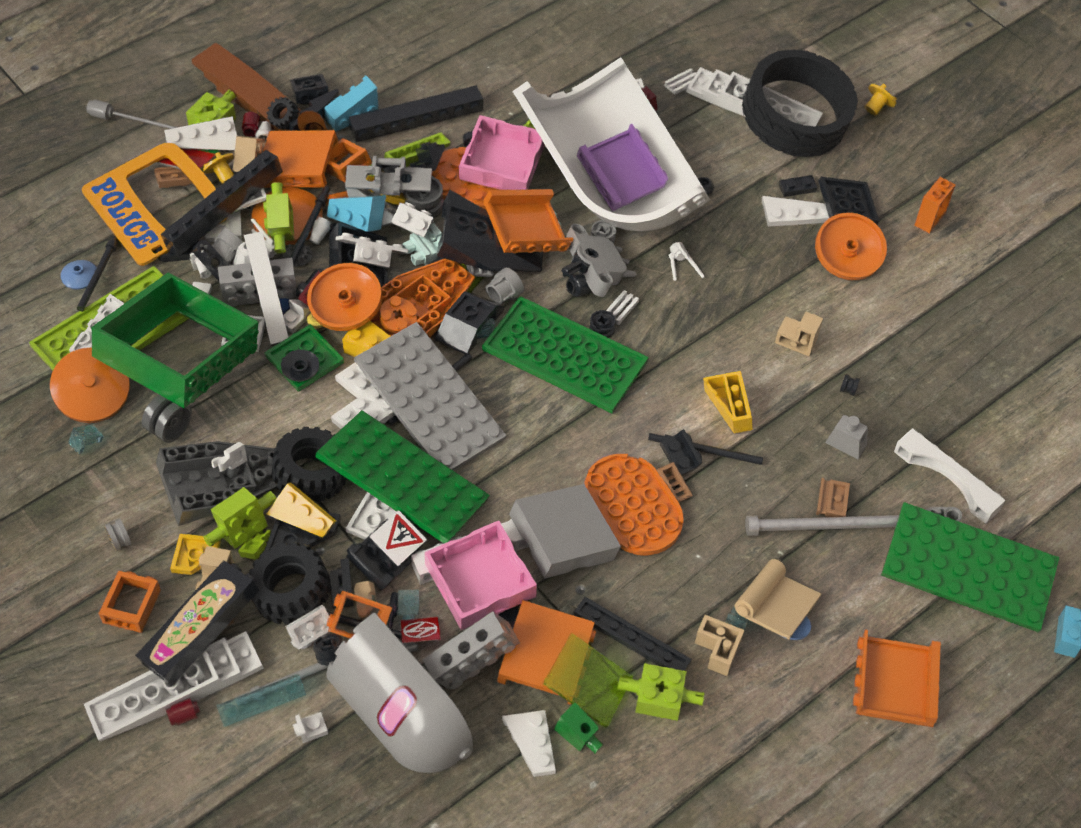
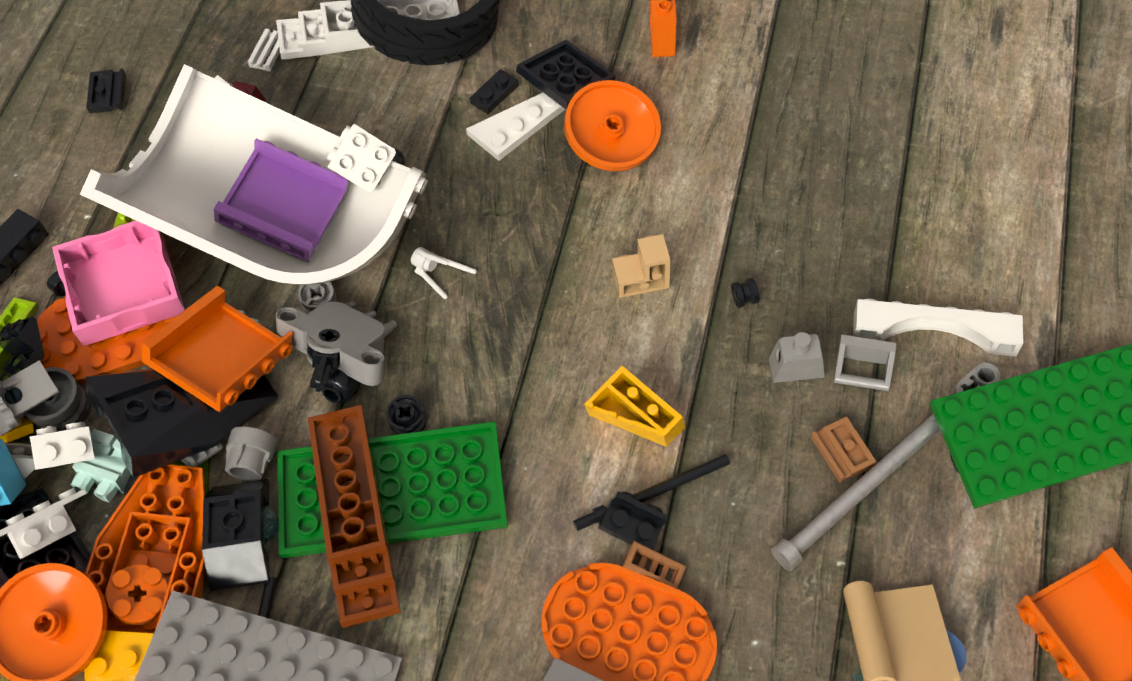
camera: 30 degrees left, 5 degrees up
(534, 350) = (352, 517): none -> dark orange slope
(572, 49) = (106, 91): none -> black plate
(634, 301) = (411, 358): white tile -> none
(683, 170) = (361, 157): none -> white bracket
(891, 457) = (865, 350): none -> light grey tile

